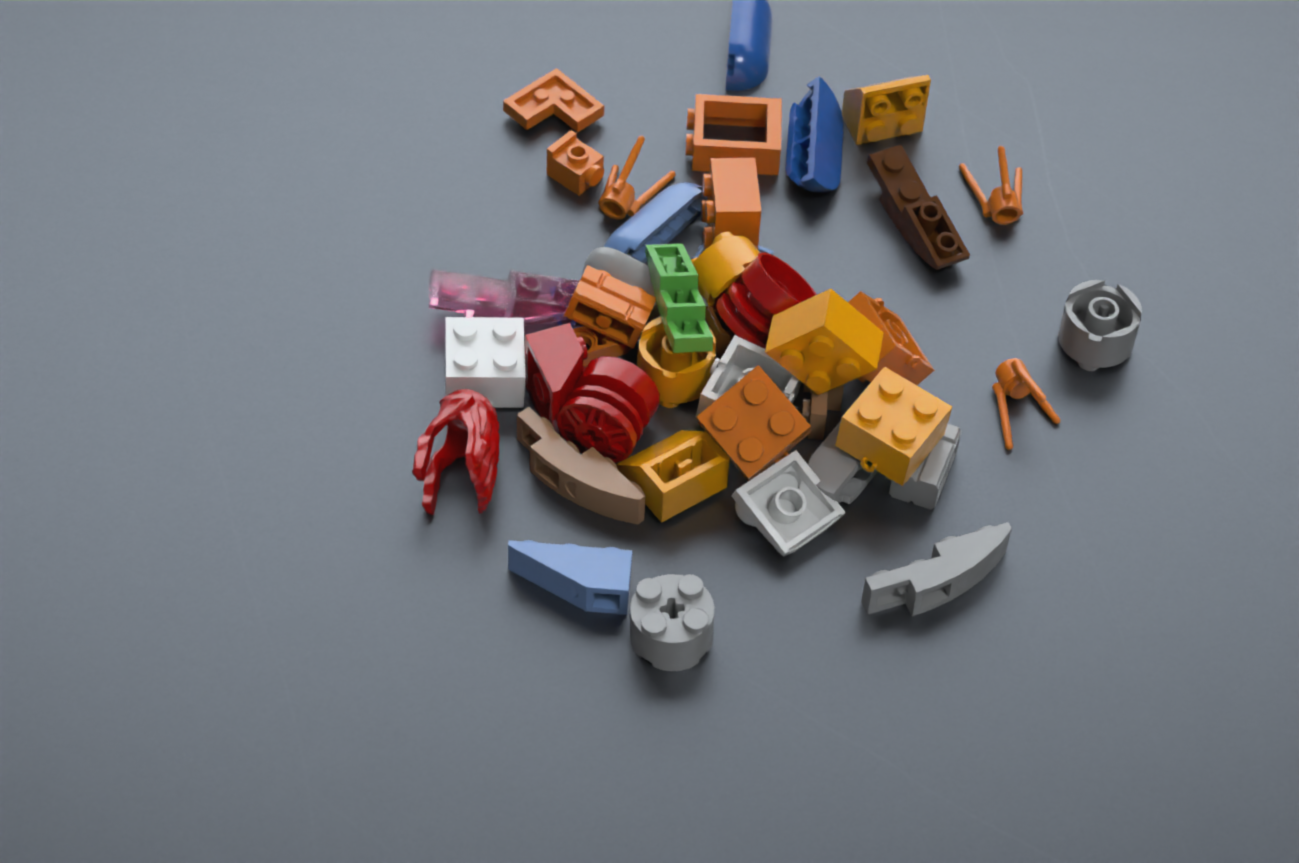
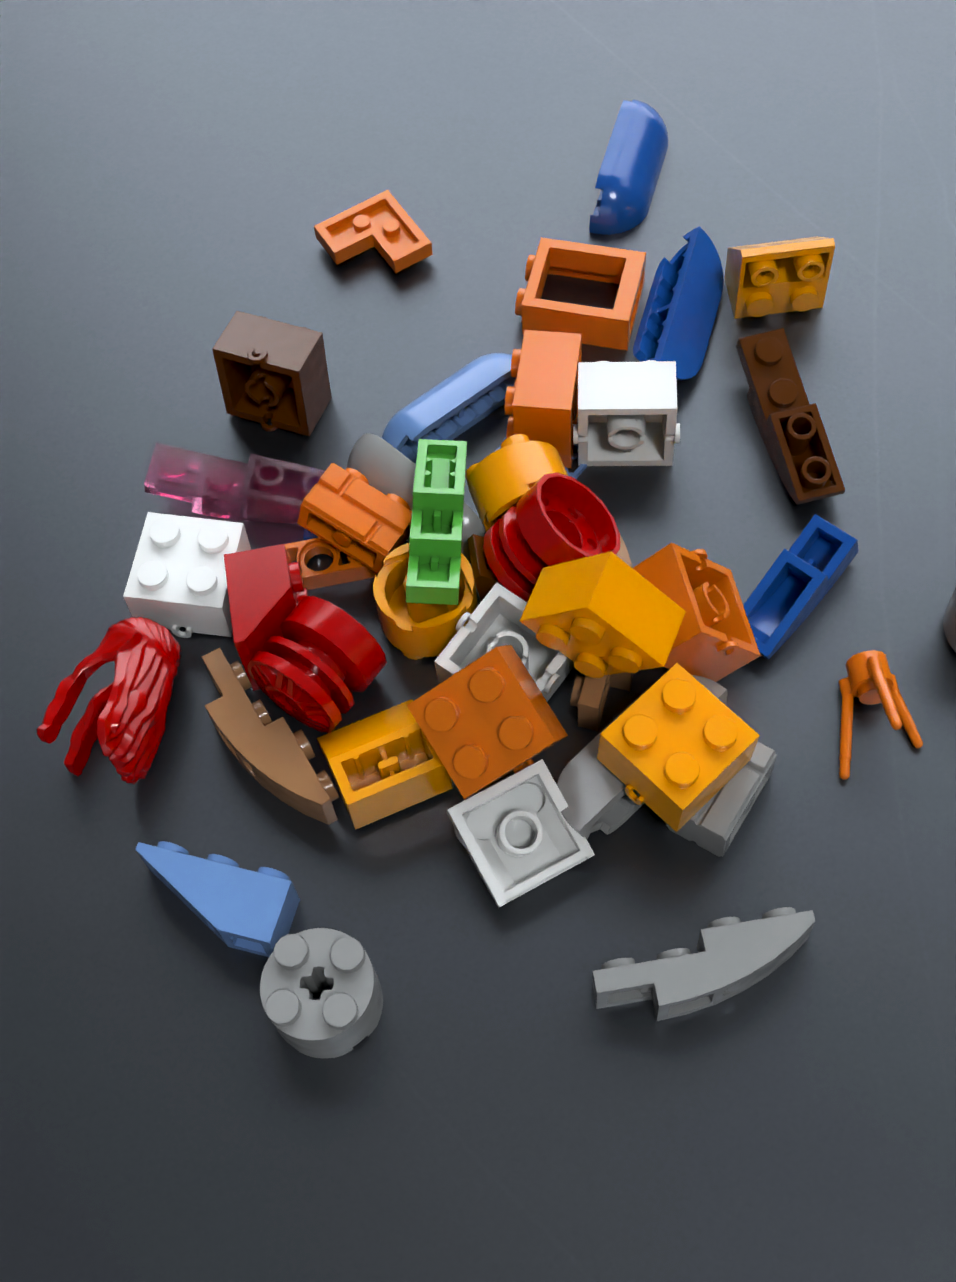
camera: 20 degrees right, 10 degrees up
(510, 211) = (273, 373): none -> reddish brown brick
(574, 164) = (377, 314): orange brick -> none
(619, 196) = (419, 363): orange plant -> none
(799, 215) = (626, 413): none -> white brick
(950, 320) = (798, 583): none -> blue slope
(1004, 203) = (906, 419): orange plant -> none

